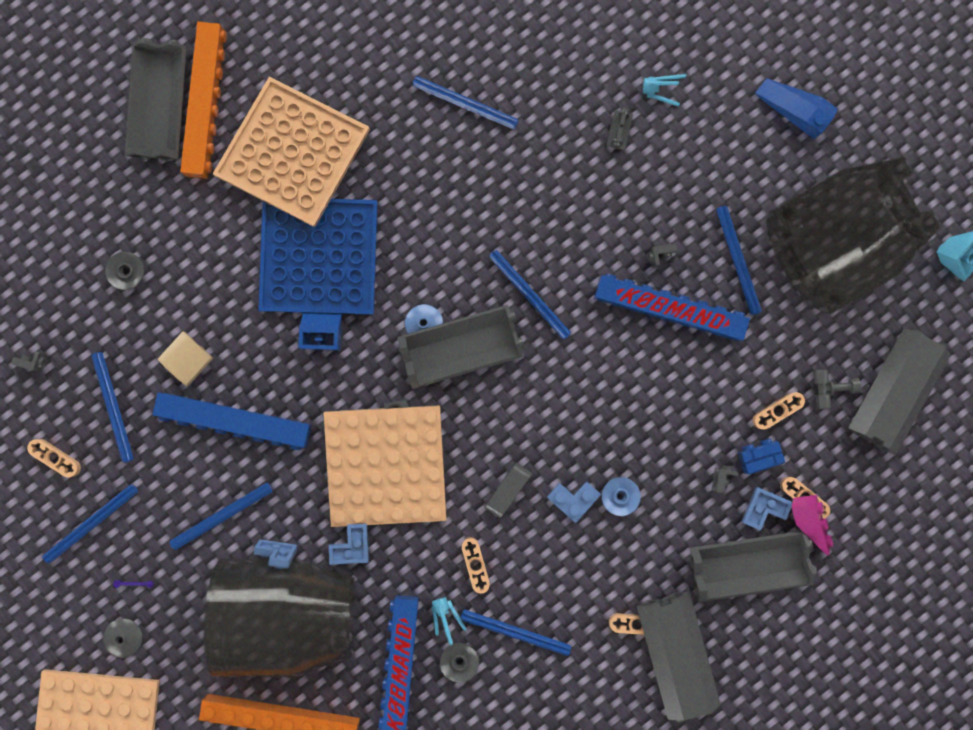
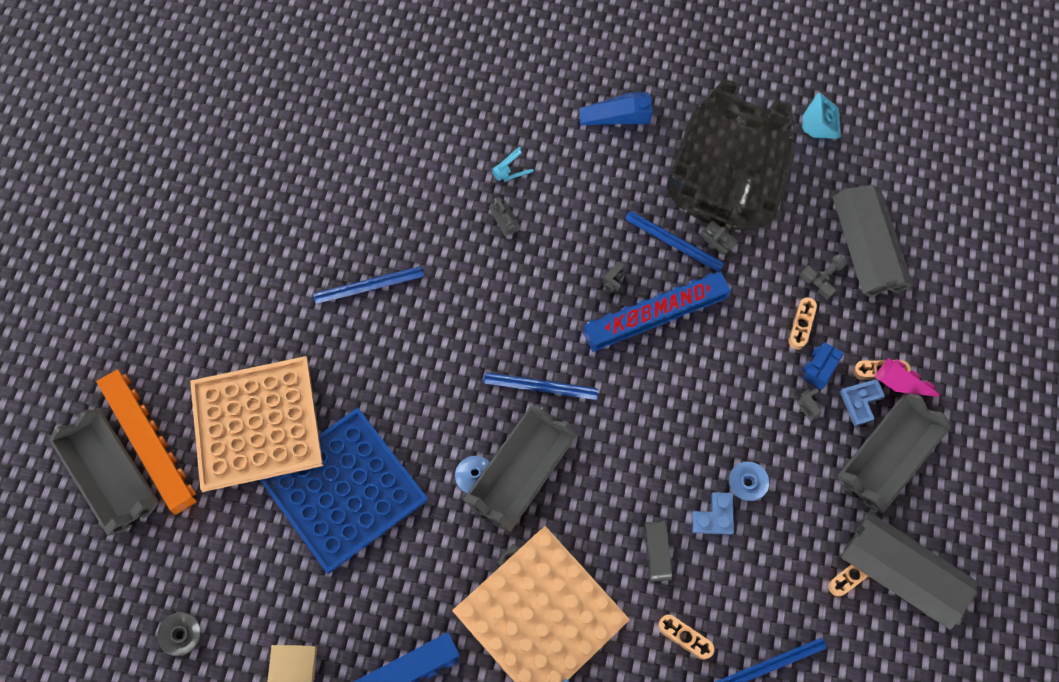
camera: 40 degrees left, 20 degrees down
(320, 331) = (395, 548): blue slope -> none
(775, 287) = (718, 238): none -> dark grey hips

